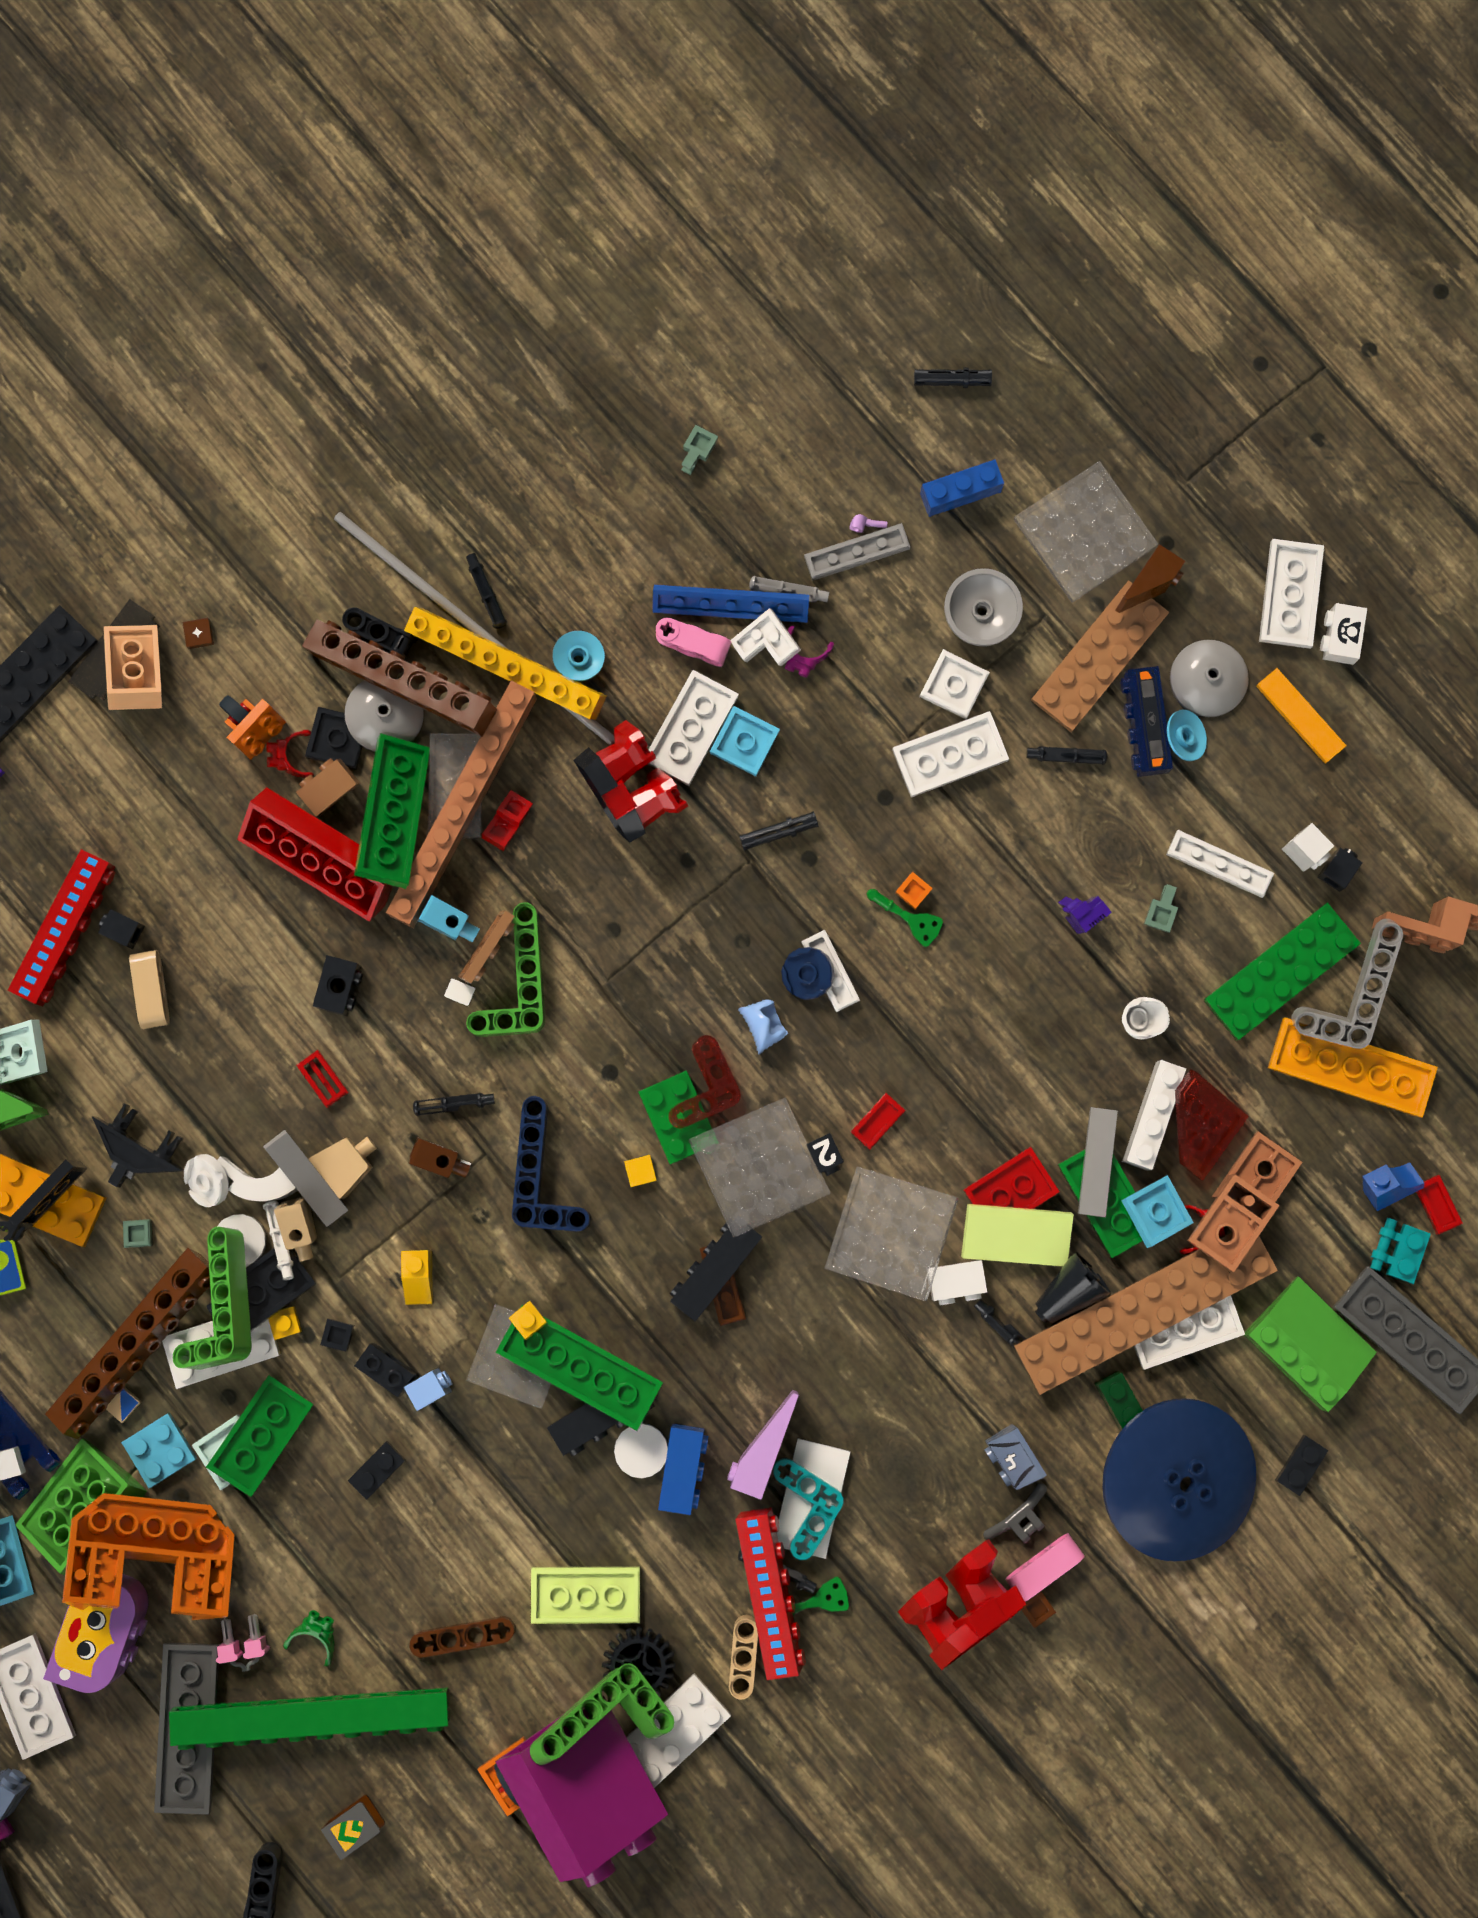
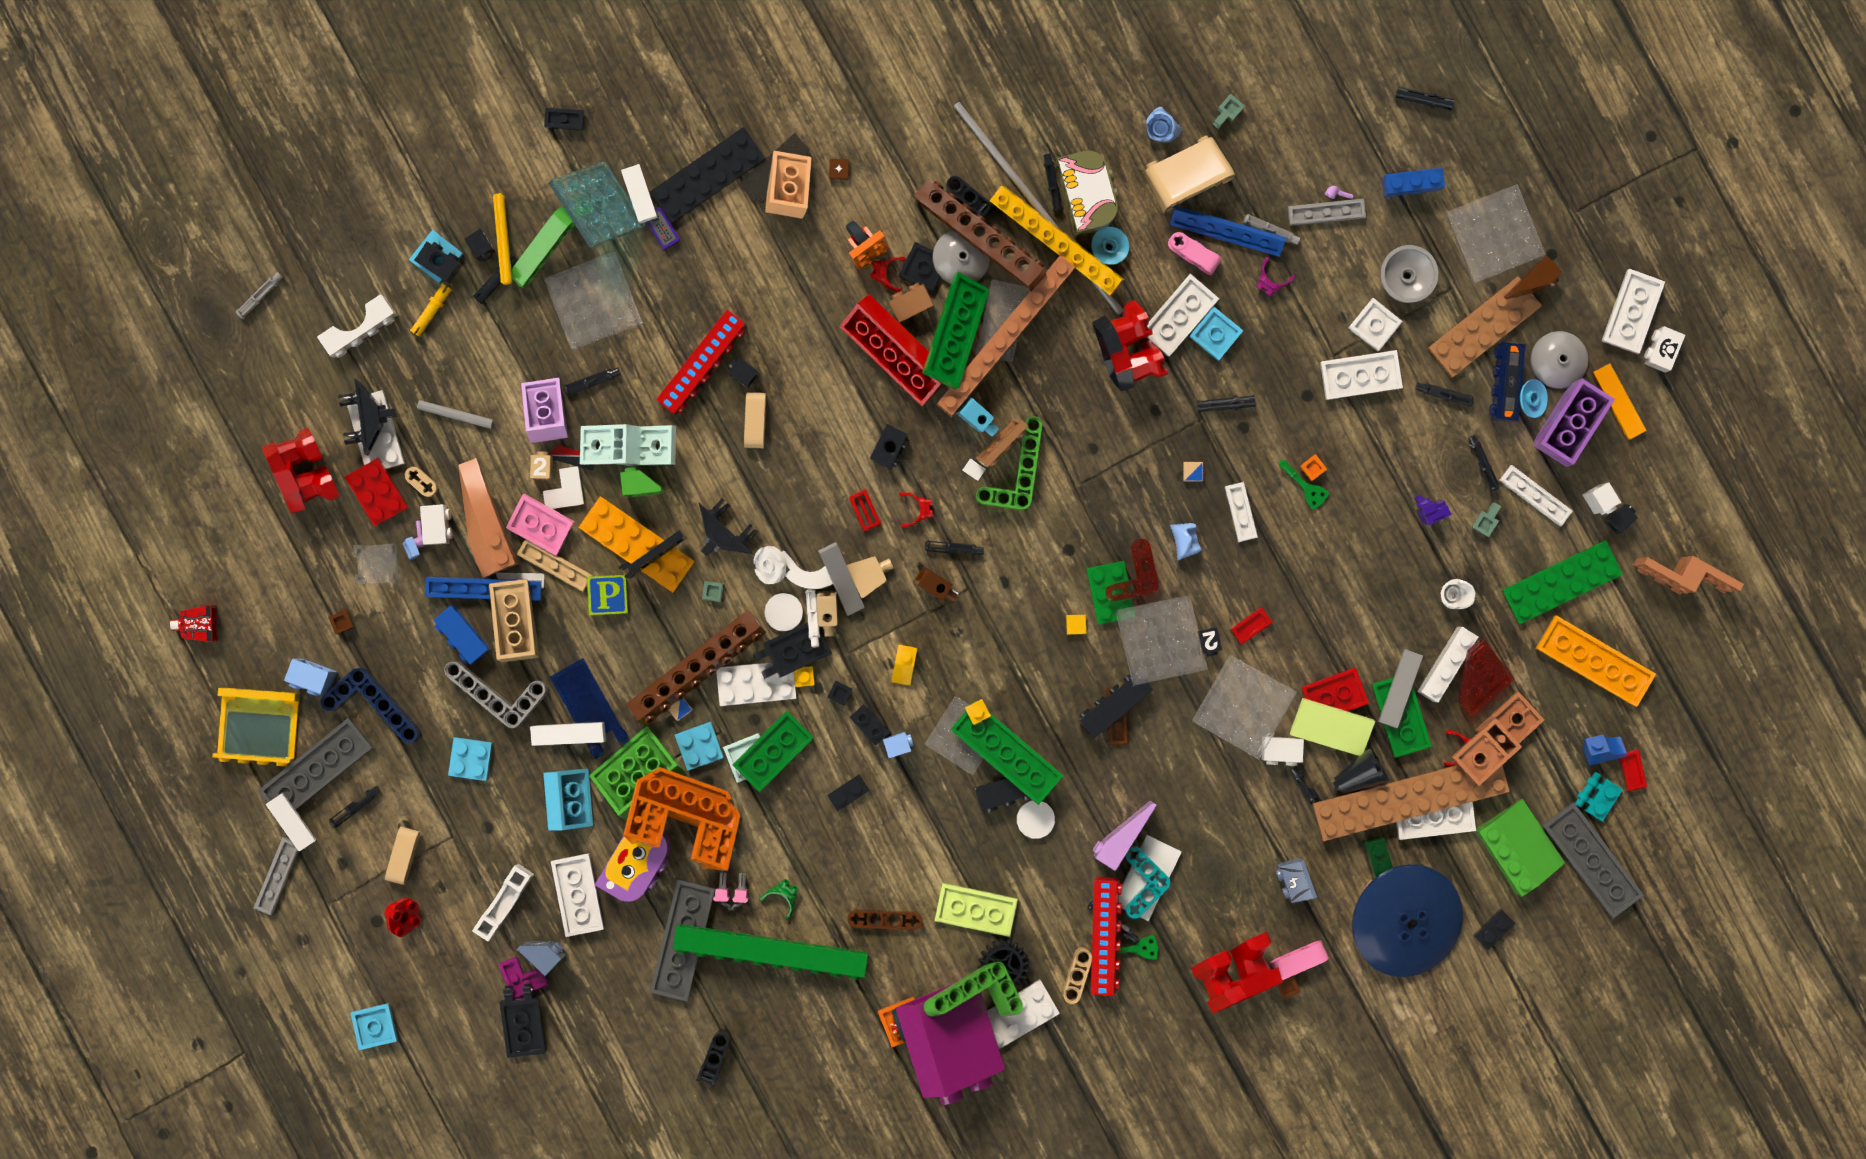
camera: 10 degrees right, 5 degrees up
(229, 1306) = (768, 657): bright green beam -> none
(353, 1826) = (784, 1031): piece -> none
(403, 1061) = (924, 505): none -> red helmet
(507, 820) = (1033, 354): red slope -> none
(532, 591) = (1087, 192): none -> brick
(535, 1176) = (1001, 611): dark blue beam -> none
(615, 486) = (1162, 126): none -> light blue hair
(661, 539) = (1188, 173): none -> tan windscreen
(683, 1469) = (1063, 838): blue brick -> none
(754, 930) = (1192, 471): none -> tile
(769, 633) = (1249, 258): white tile -> none
(808, 973) = (1225, 510): dark blue tile -> none
(1016, 1516) = (1284, 923): dark grey piece -> none
(1141, 836) = (1484, 464): none -> black piece
(1157, 1211) = (1434, 732): medium azure plate -> none
(1245, 753) = (1573, 422): none -> medium lavender brick
(1361, 996) = (1614, 613): light grey beam -> none

